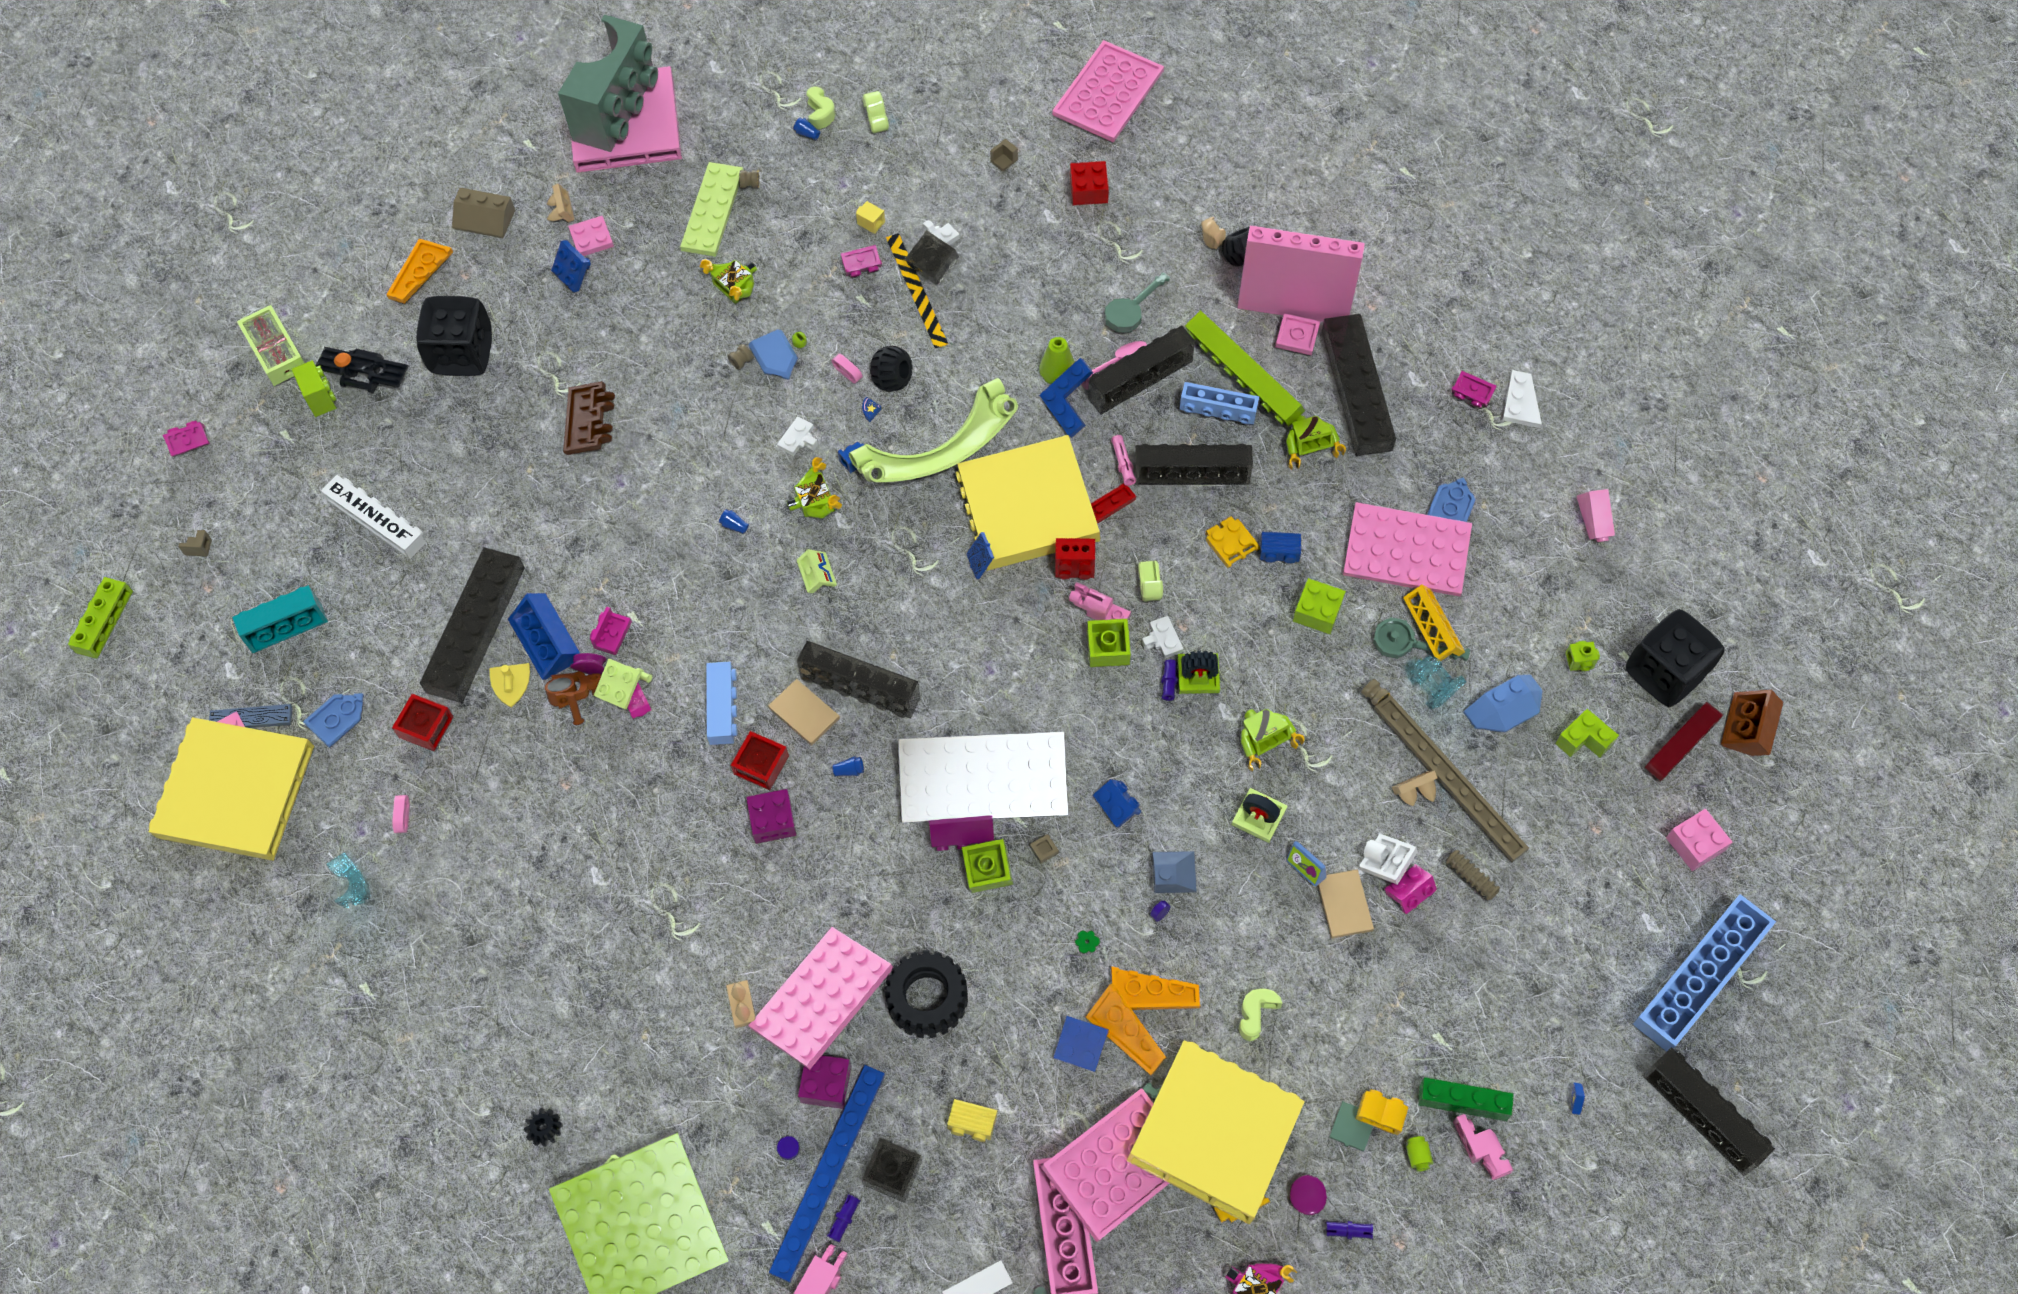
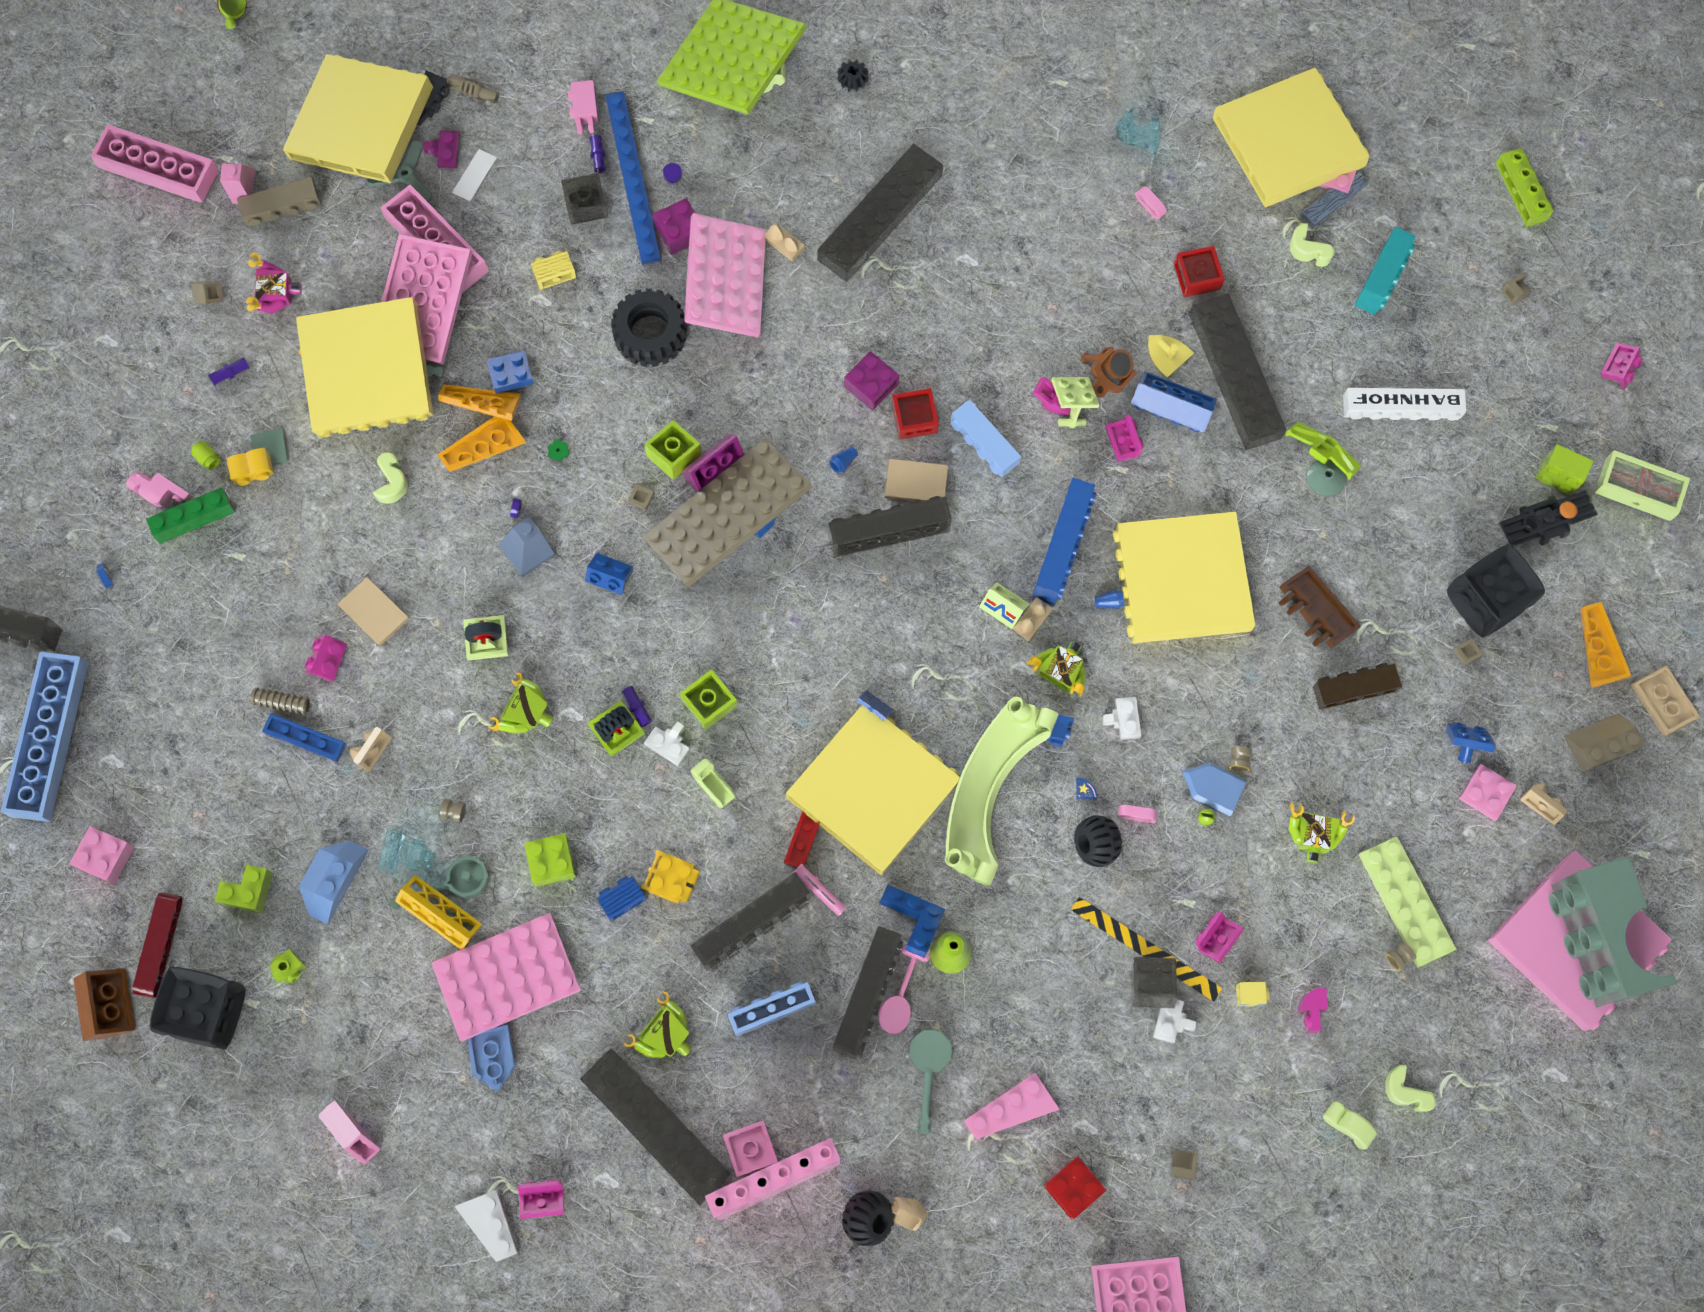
camera: 140 degrees right, 10 degrees up
(321, 686) = (1309, 250): none -> yellowish green animal
(335, 717) = (1271, 238): medium blue tile -> none
(412, 214) = (1665, 700): none -> tan tile
(466, 522) = (1325, 448): none -> lime plate
(488, 513) = (1321, 483): none -> sand green dish
(511, 324) = (1468, 652): none -> dark tan plate
(588, 663) = (1116, 399): magenta piece -> none
(612, 350) = (1357, 686): none -> dark brown brick
(634, 966) = (880, 212): none -> clear smoke brick
(663, 501) = (1183, 577): none -> light yellow brick
(731, 579) = (1065, 541): none -> blue brick
(796, 548) = (1033, 619): none -> tan tile
(805, 128) = (1399, 1056): blue cone -> none
(835, 188) = (1313, 1004): none -> dark pink brick
(1075, 558) = (790, 755): red piece -> none
(1085, 252) = (1012, 1108): none -> bright pink wing
(1097, 604) = (740, 731): bright pink plate -> none
(1244, 368) = (774, 1065): lime brick -> none
(1306, 864) = (420, 619): slope -> none
(1308, 1195) = (273, 376): magenta piece -> none
(1387, 858) = (356, 666): white plate -> none
(1451, 779) = (344, 775): dark tan plate -> none
(1468, 834) = (304, 737): none -> blue tile

